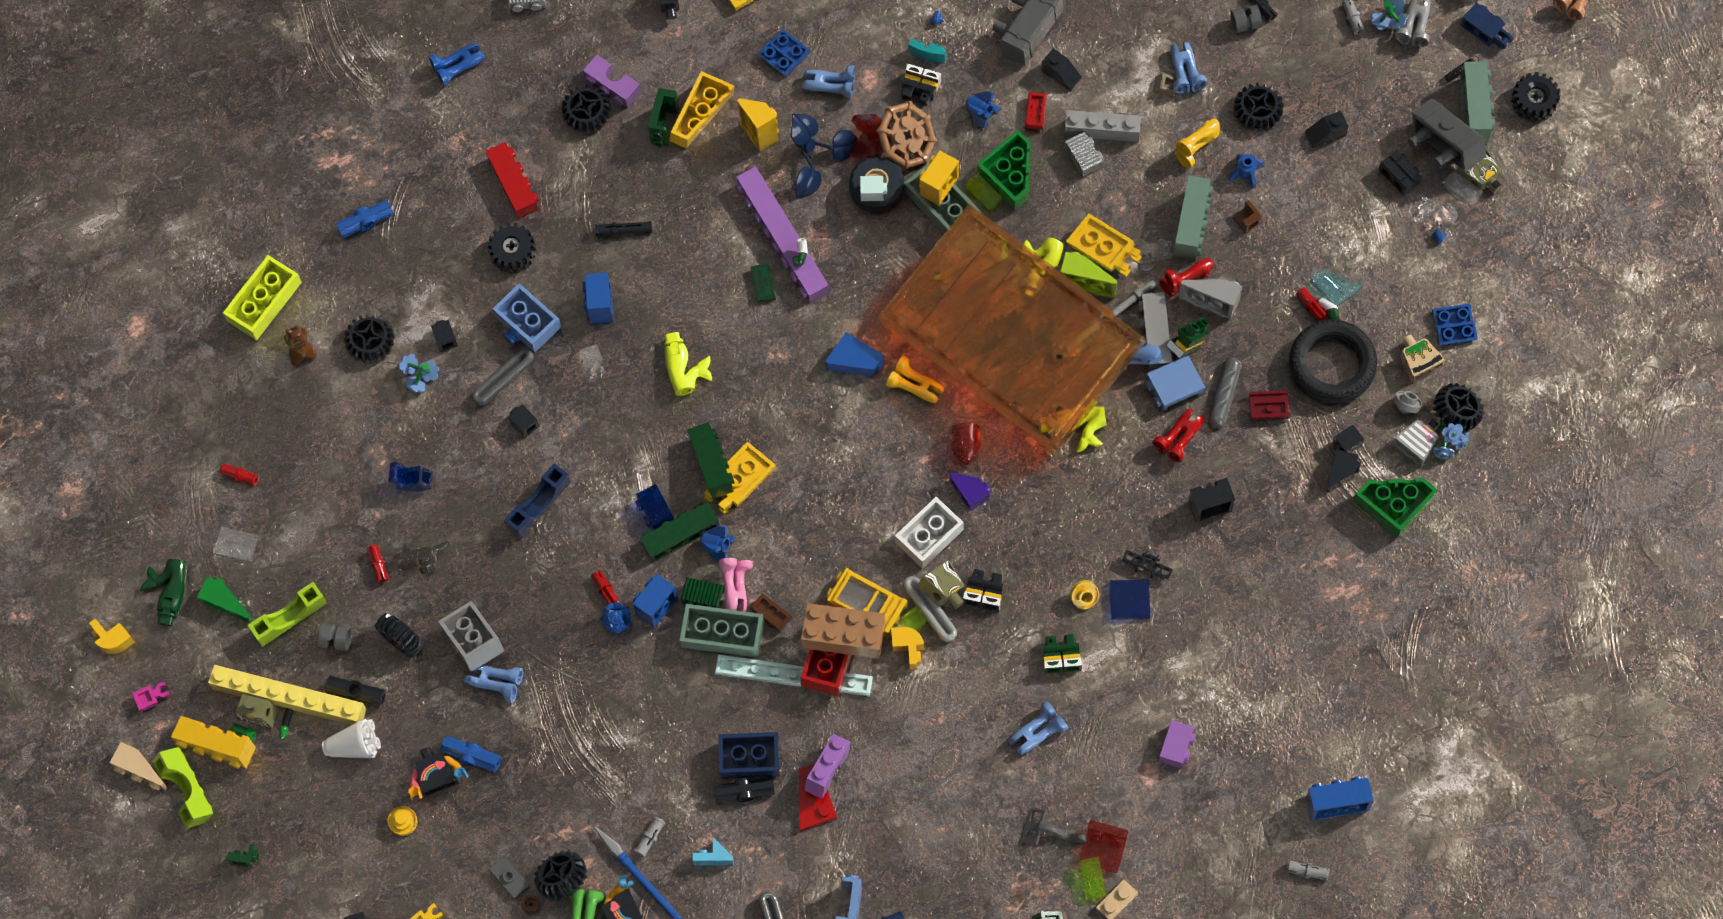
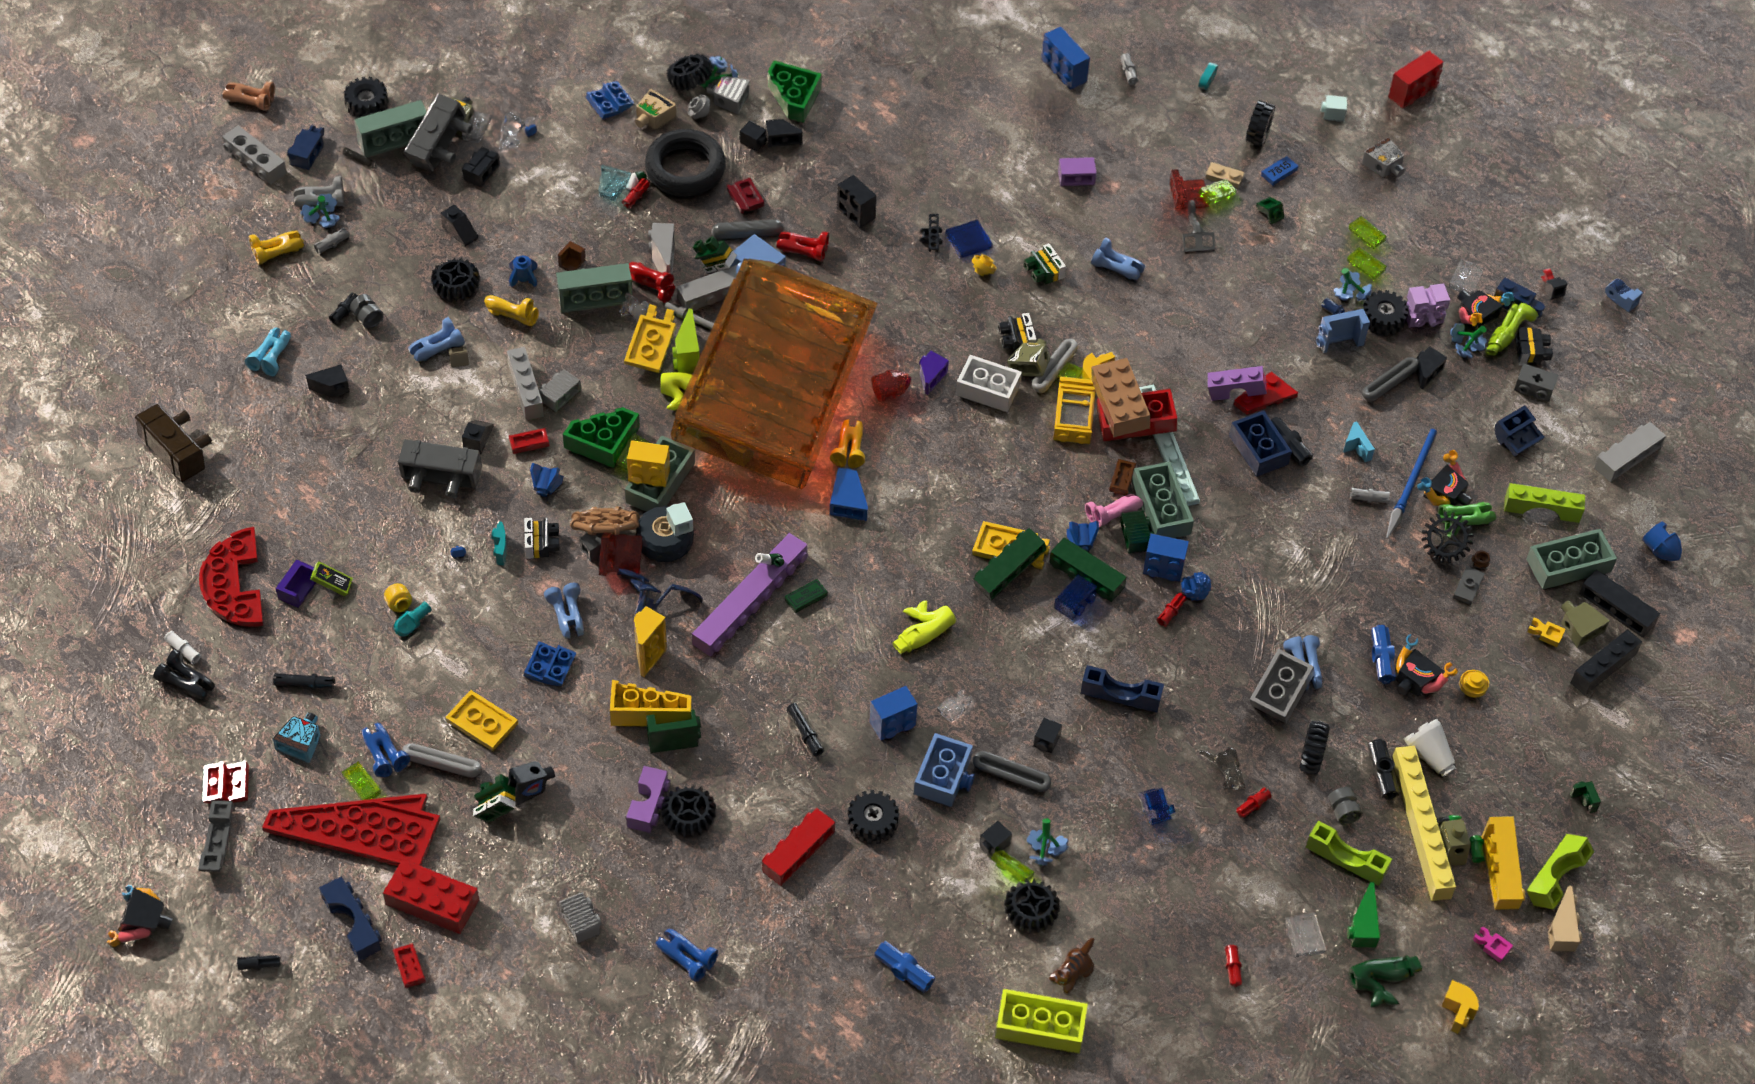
camera: 120 degrees left, 15 degrees down
(413, 338) = (1007, 862): none -> clear neon green plate

